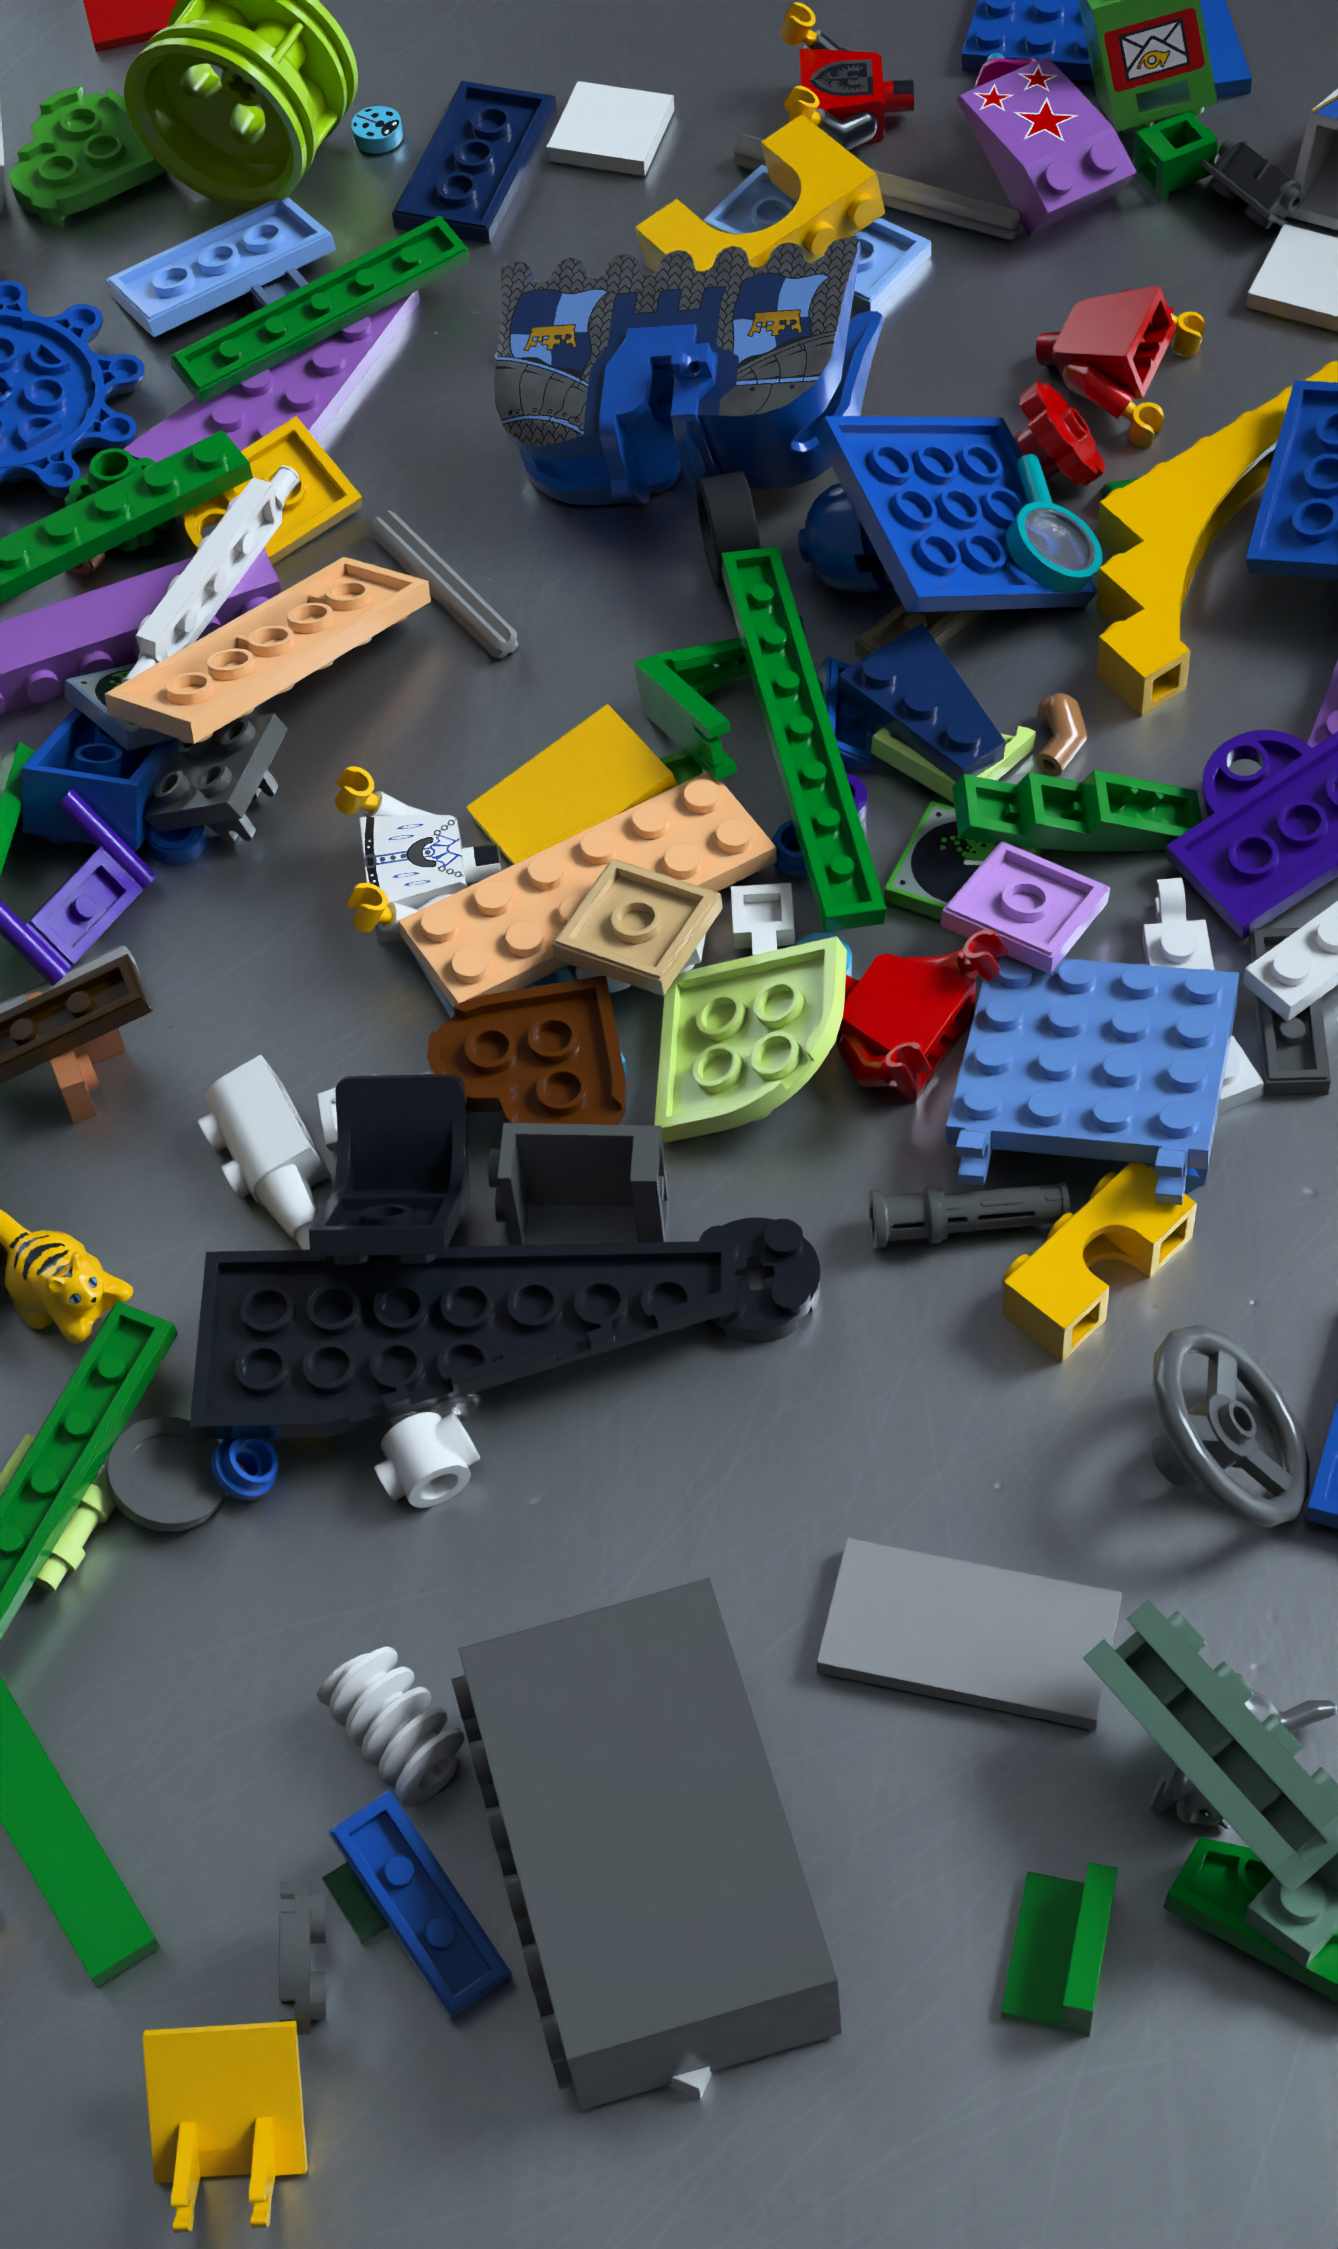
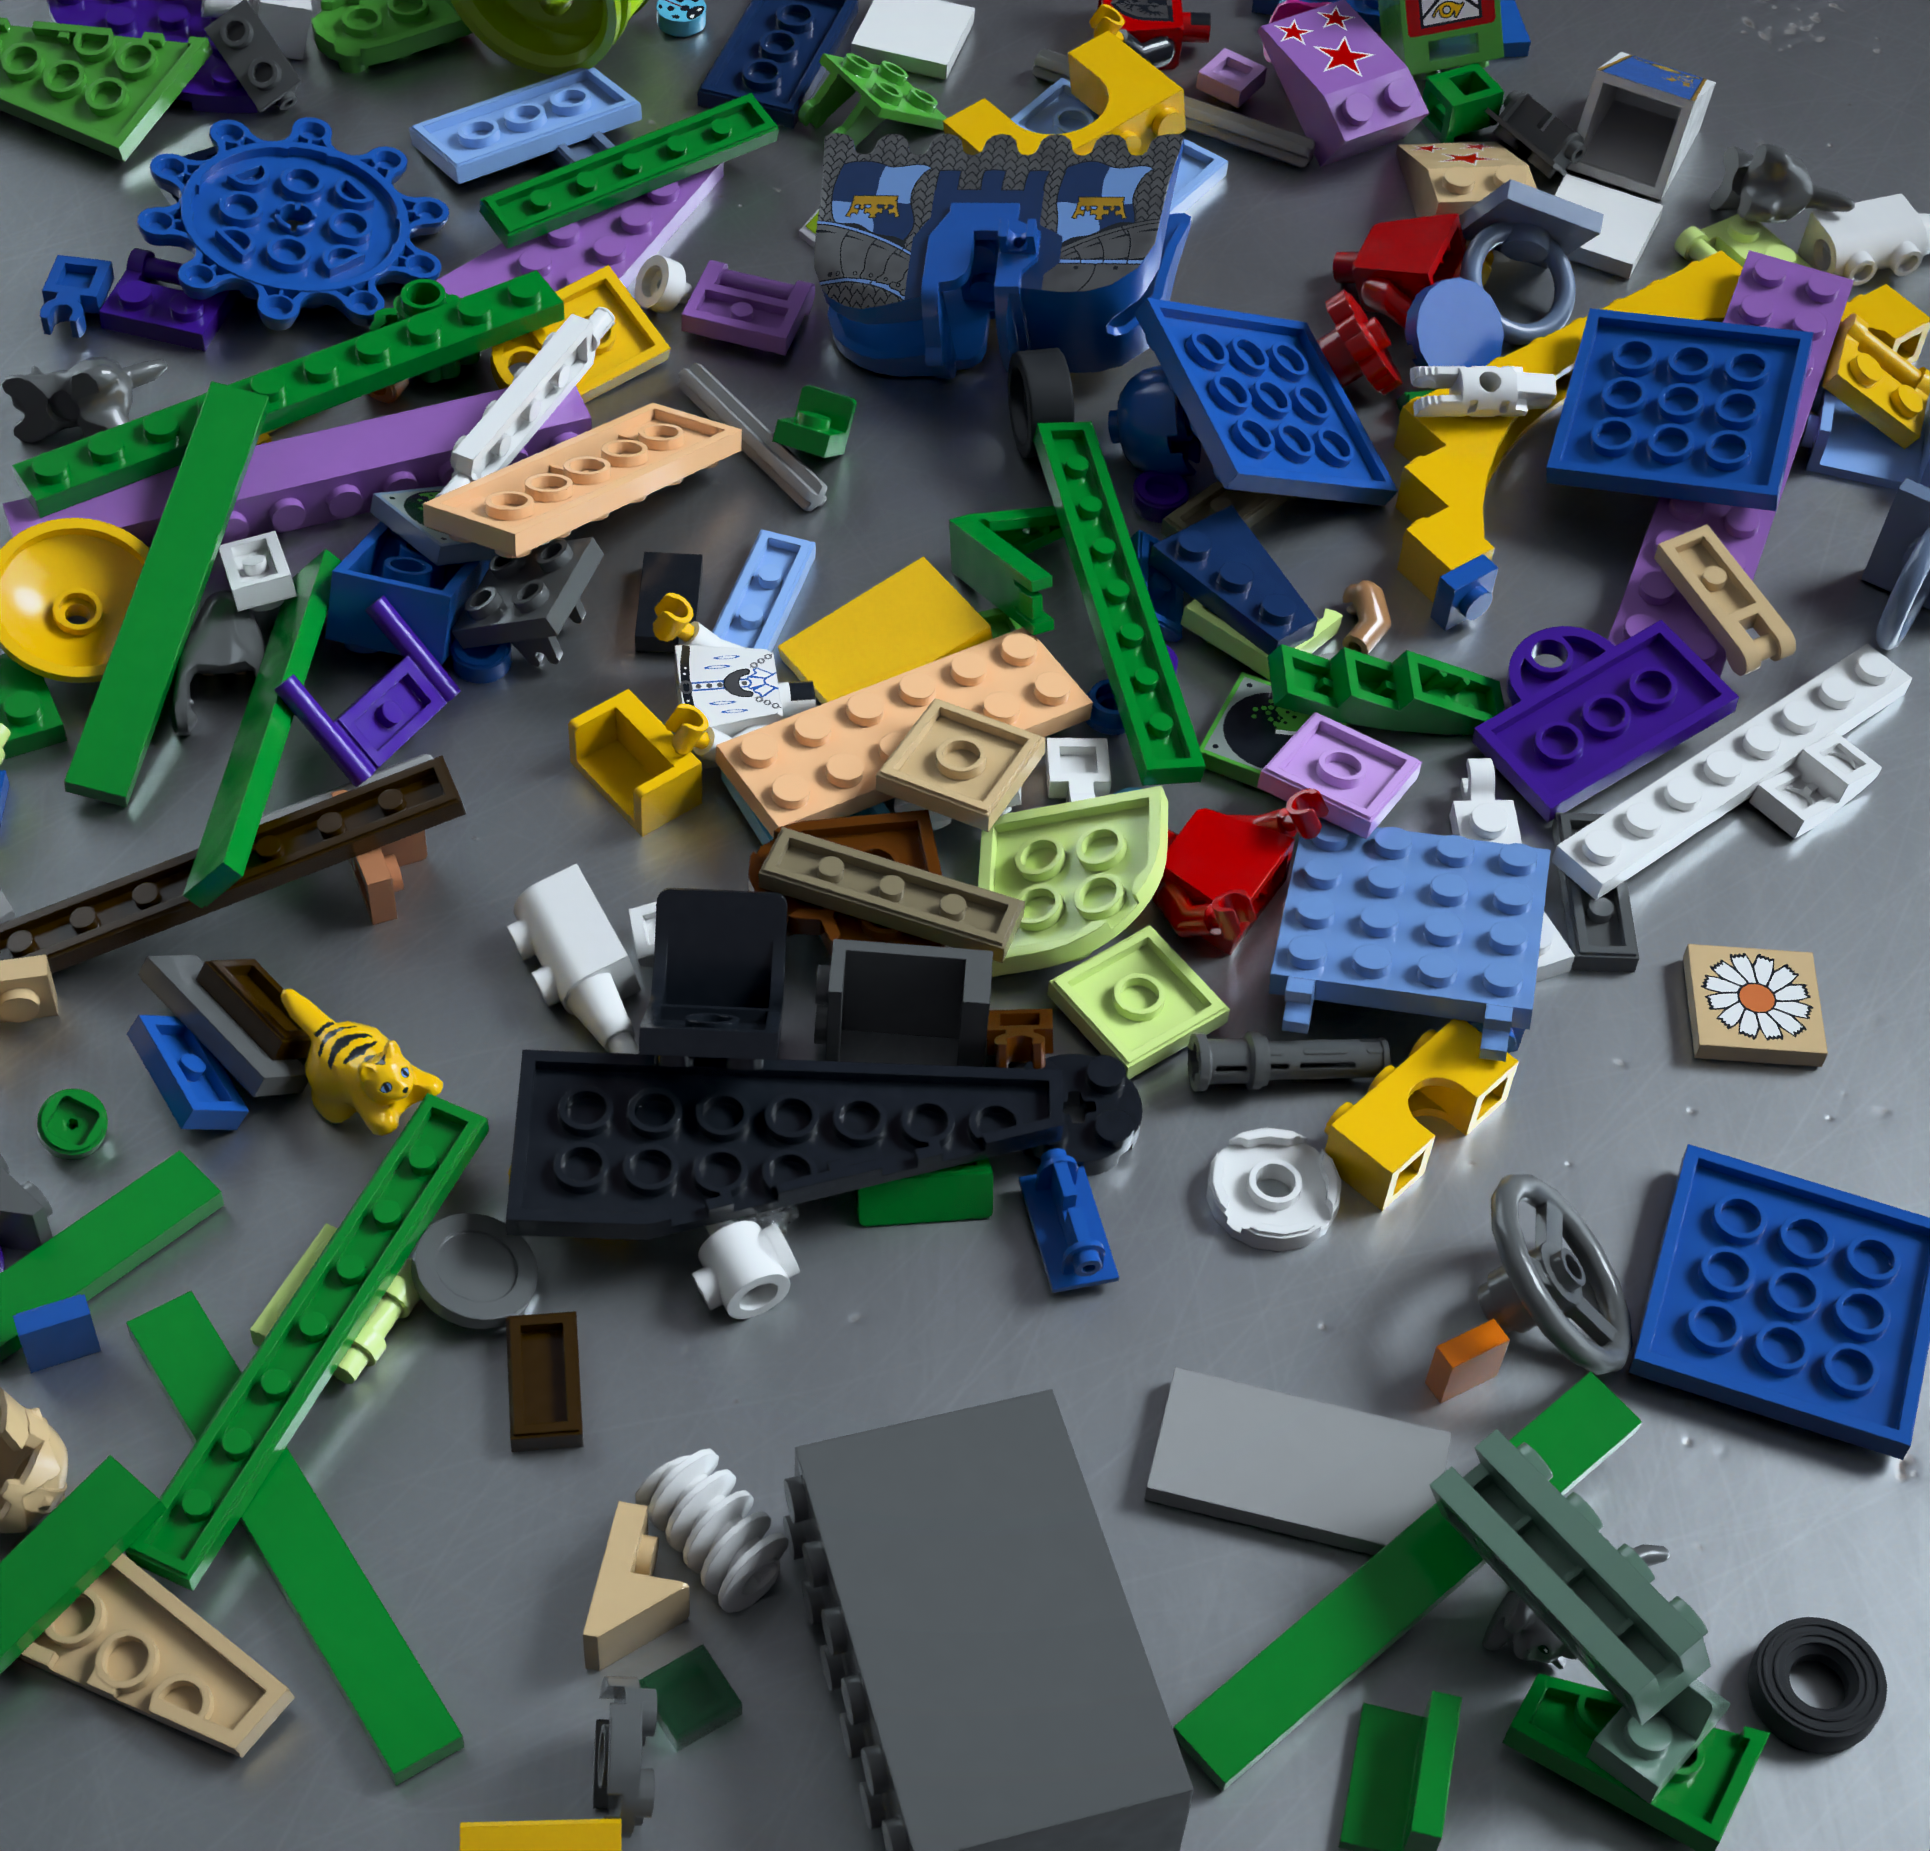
camera: 10 degrees left, 5 degrees down
(235, 1581) = (544, 1382): none -> dark brown tile
(255, 1456) = (556, 1267): blue plate -> none
(307, 1793) = (628, 1601): none -> tan slope
(317, 940) = (633, 762): none -> yellow panel
(354, 429) = (661, 285): none -> white tile
(364, 744) = (663, 575): none -> black tile
(420, 1904) = (743, 1710): blue tile -> none
(438, 446) = (747, 308): none -> medium lavender plate
(455, 750) = (765, 590): none -> light blue tile
(509, 568) = (819, 423): none -> green bracket
(567, 1068) = (891, 893): none -> dark tan tile
(577, 202) = (883, 96): none -> bright green plate
(619, 1372) = (935, 1196): none -> green slope
(698, 1203) = (1020, 1036): none -> reddish brown plate
(744, 1395) = (1067, 1224): none -> blue hinge
(818, 1159) = (1138, 1001): none -> yellowish green plate
(852, 614) = (1158, 495): none -> dark purple tile
(936, 148) = (1231, 78): none -> lavender plate
(951, 1380) = (1266, 1220): none -> white tile
(1050, 540) = (1355, 436): piece -> none
(1054, 1761) = (1382, 1601): none -> green tile
(1138, 1517) = (1467, 1360): none -> orange tile
(1156, 412) = (1454, 325): none -> tile
(1161, 698) = (1464, 592): none -> blue plate
(1185, 248) = (1457, 175): none -> tan slope
(1204, 475) = (1481, 391): none -> white hinge
(1237, 296) = (1530, 229): none -> sand blue tile

